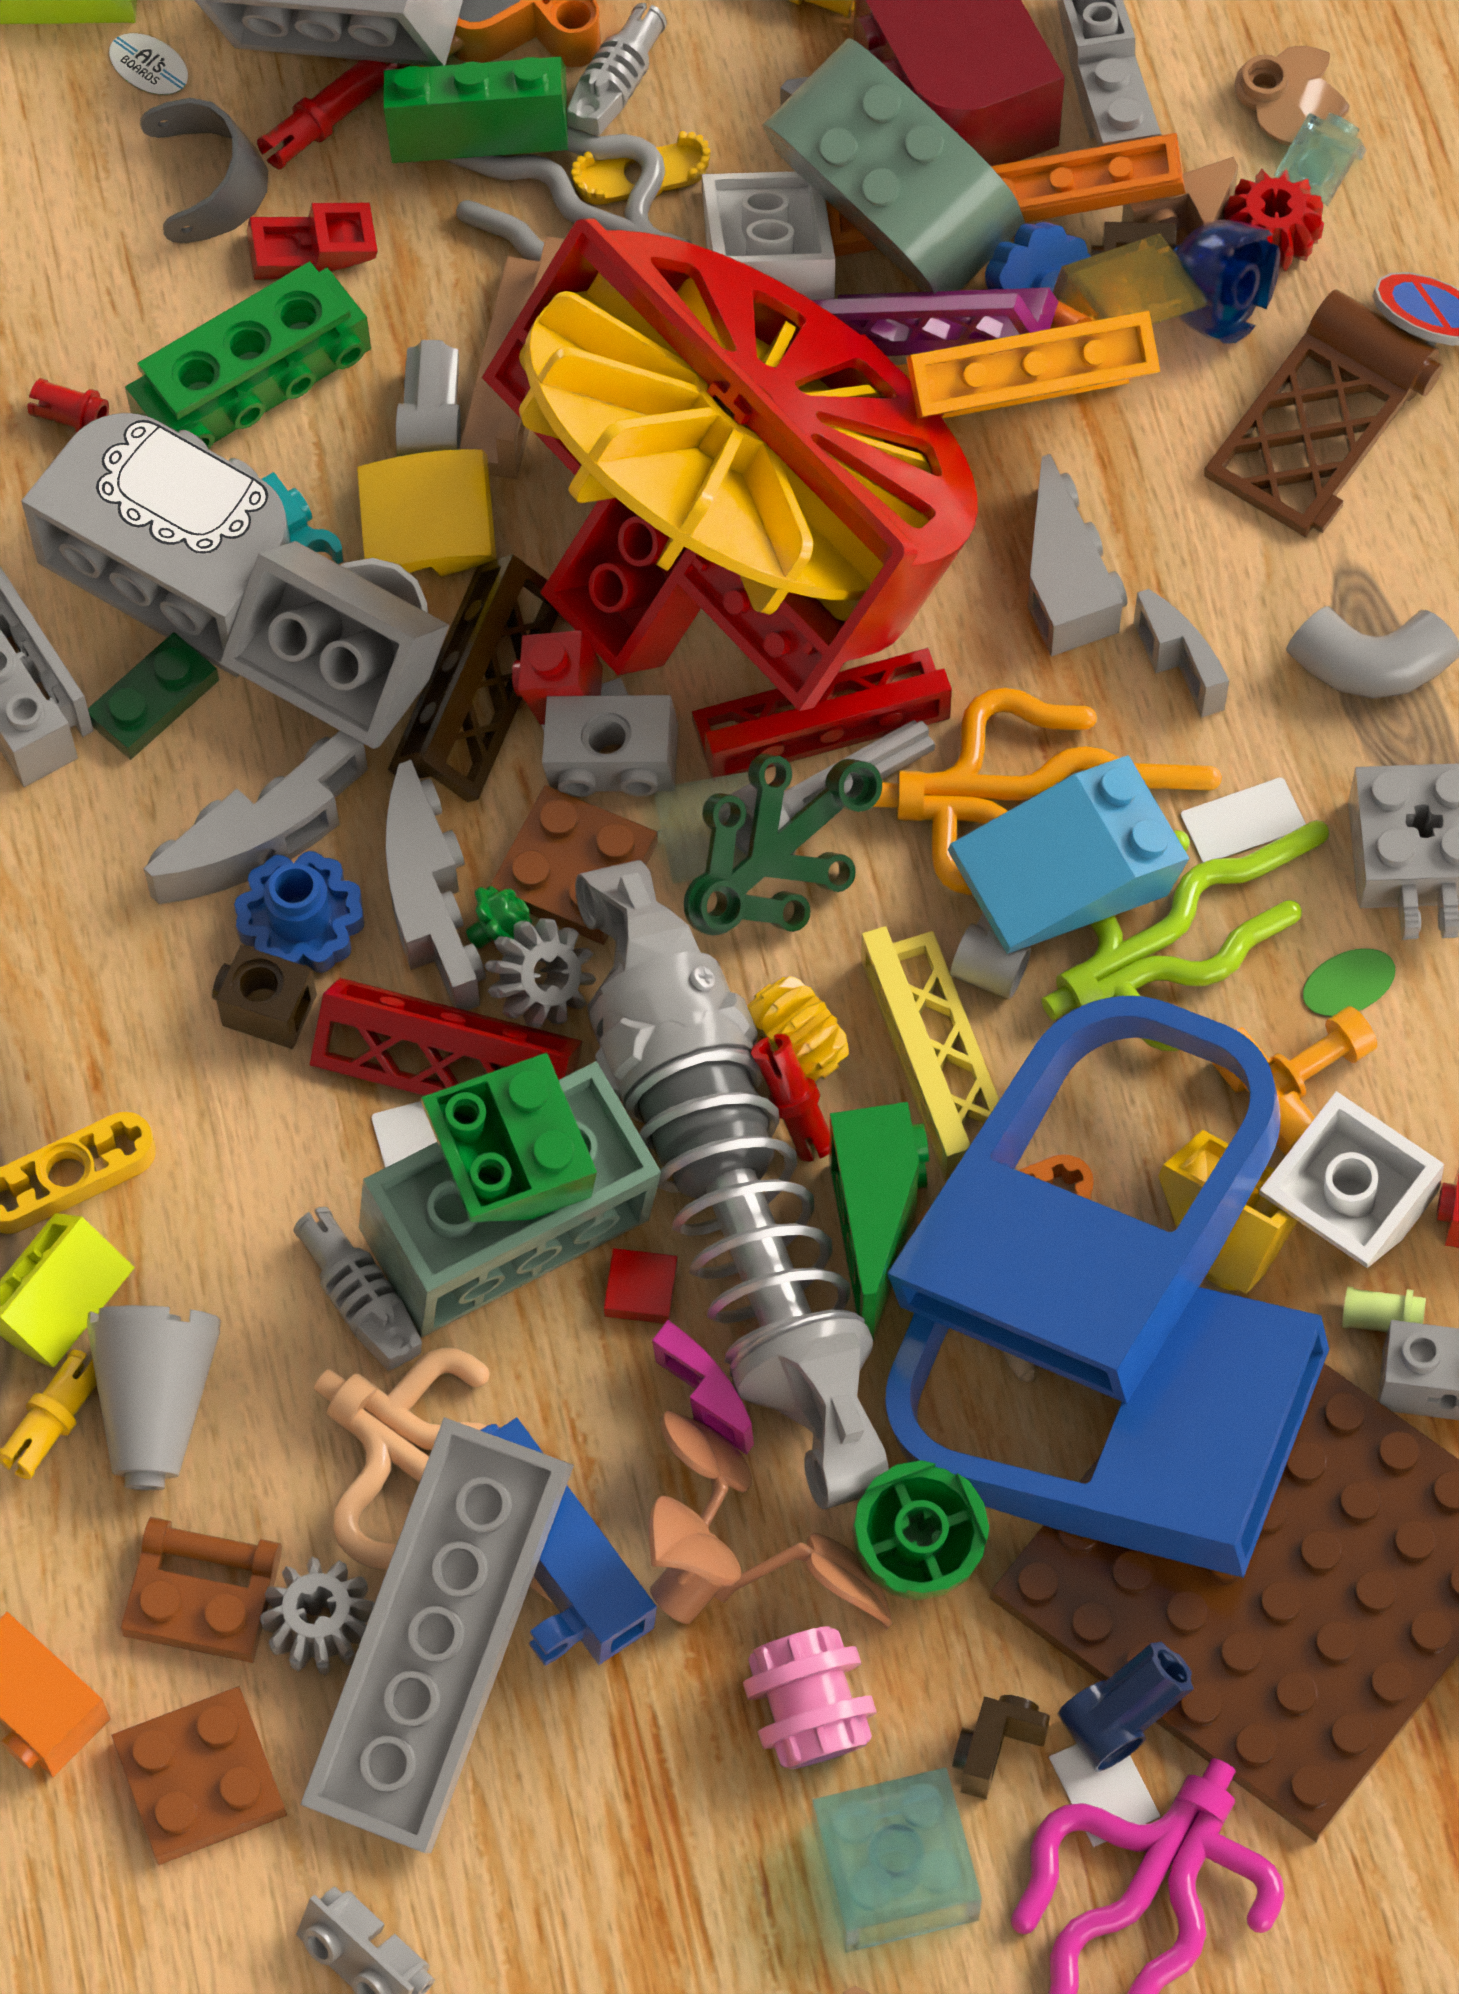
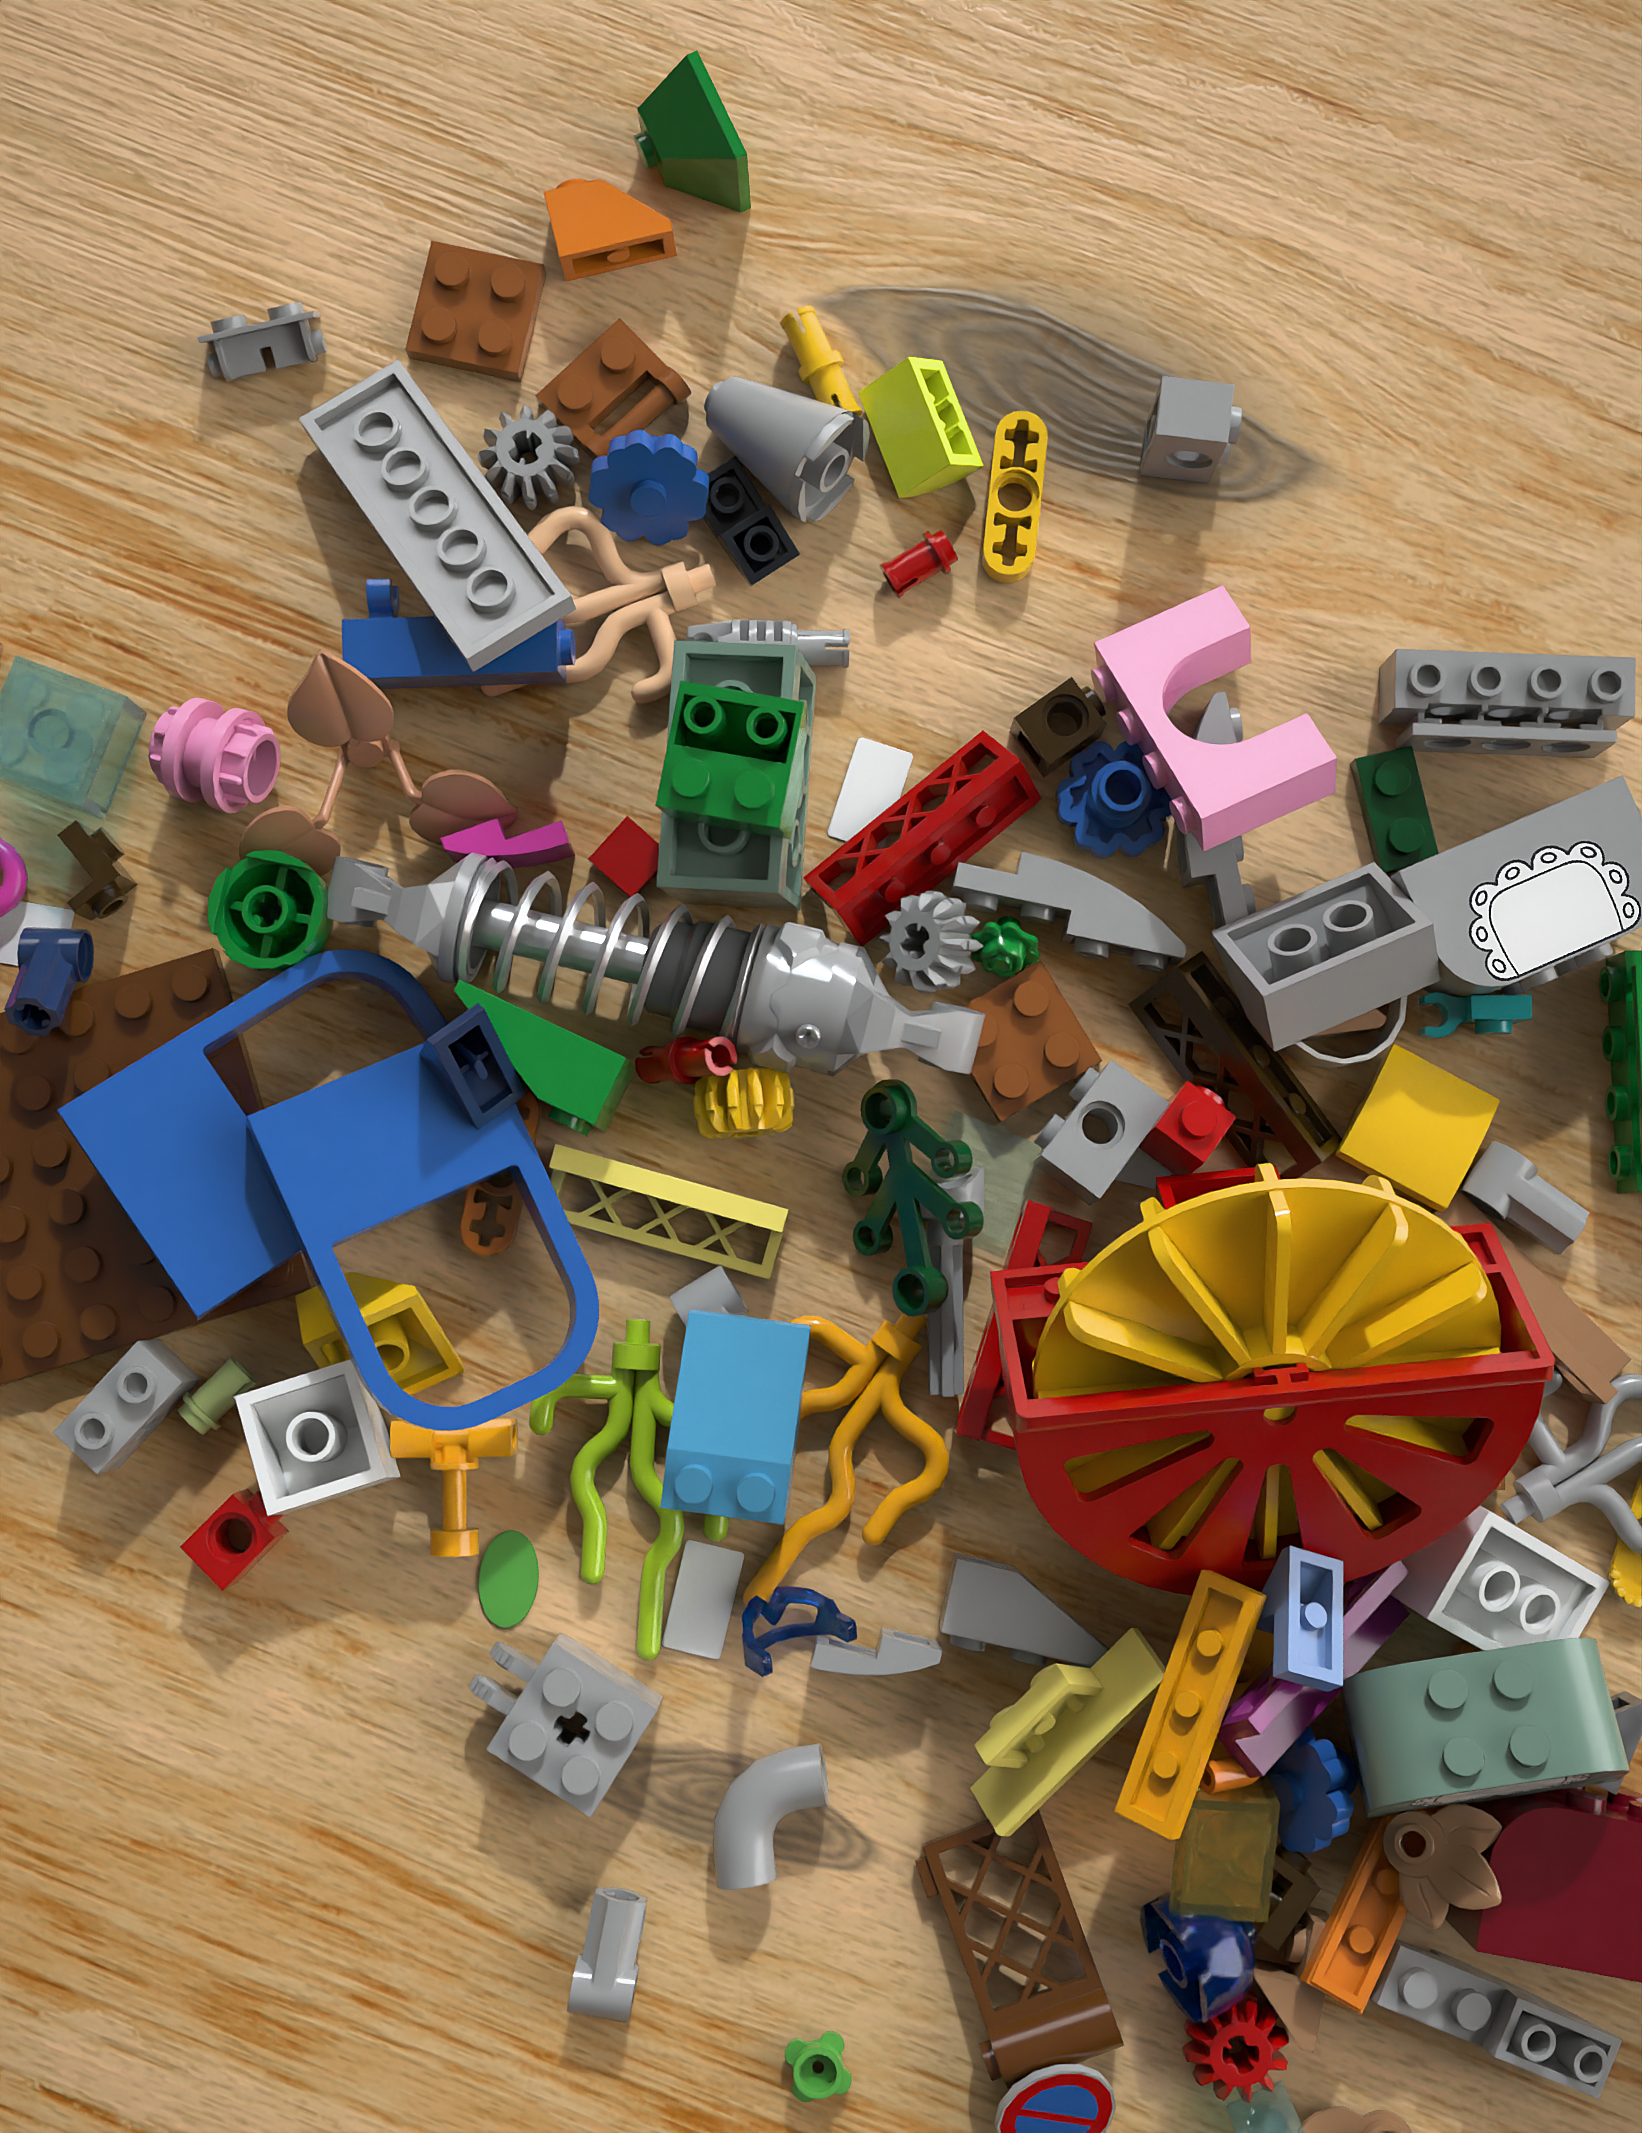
camera: 125 degrees right, 20 degrees up
(187, 1210) = (919, 563): none -> red pin
(250, 810) = (1212, 786): none -> bright pink arch
(250, 1392) = (745, 524): none -> black slope
(274, 1476) = (649, 487): none -> blue plant
(901, 320) = (1306, 1618): none -> medium blue slope
(928, 1238) = (473, 1066): none -> dark blue slope
(1018, 132) = (1450, 1866): none -> medium nougat plate
(1128, 465) = (1060, 1727): none -> light yellow bracket
(1183, 708) = (827, 1622): none -> clear blue helmet

